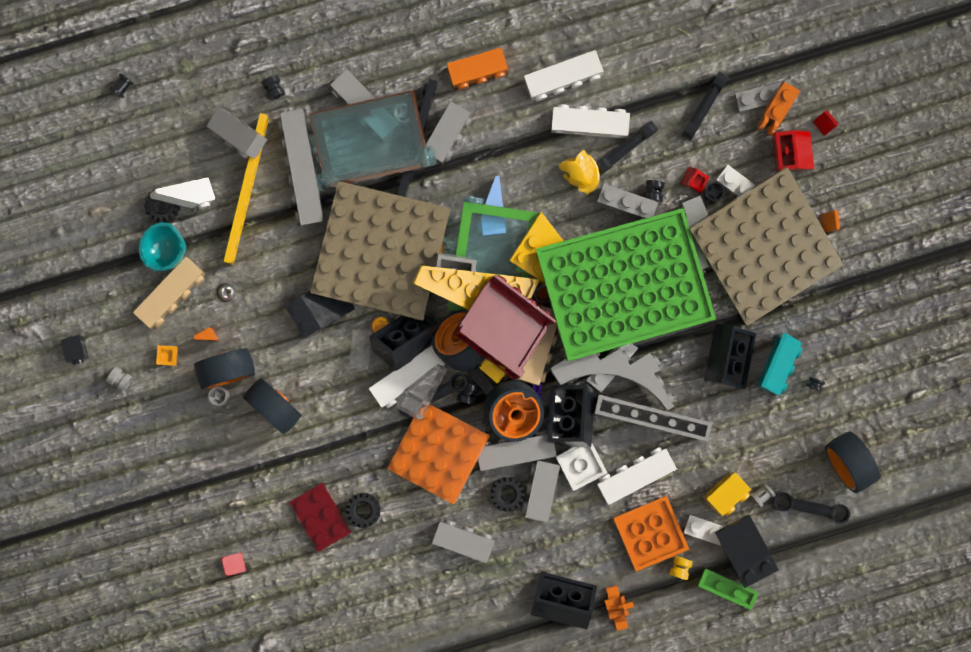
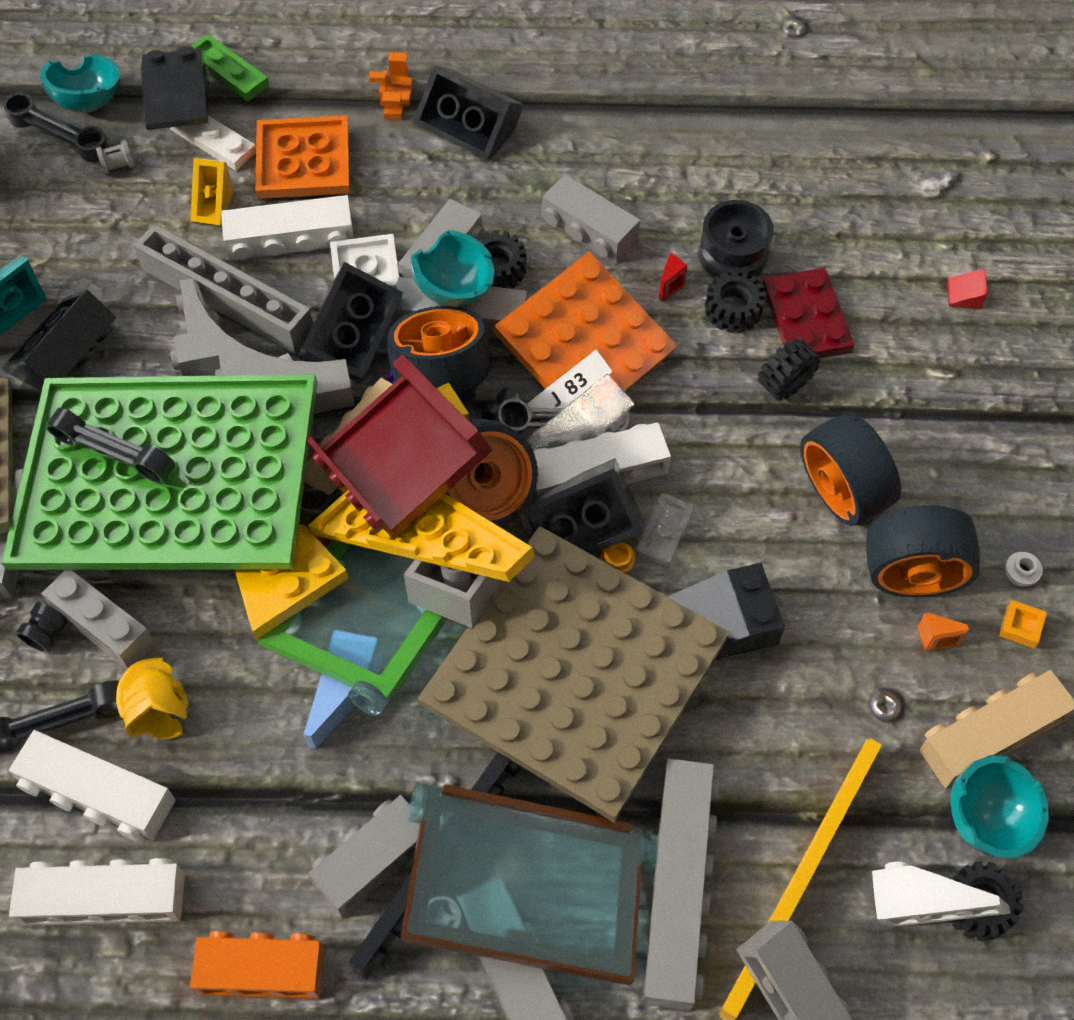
camera: 165 degrees left, 25 degrees down
(175, 393) = (1019, 576): none -> white plate
(320, 467) = (789, 369): none -> black tyre
(384, 548) = (735, 238): none -> black wheel
(403, 514) = (672, 277): none -> red slope
(436, 413) = (572, 383): none -> white sticker
(520, 458) = (453, 270): none -> teal cylinder
(677, 286) = (147, 461): none -> black piece
(678, 571) = (281, 104): yellow wheel -> none
(692, 483) = (210, 191): none -> yellow slope
(727, 493) = (162, 160): yellow brick -> none
(806, 539) = (84, 87): none -> teal cylinder

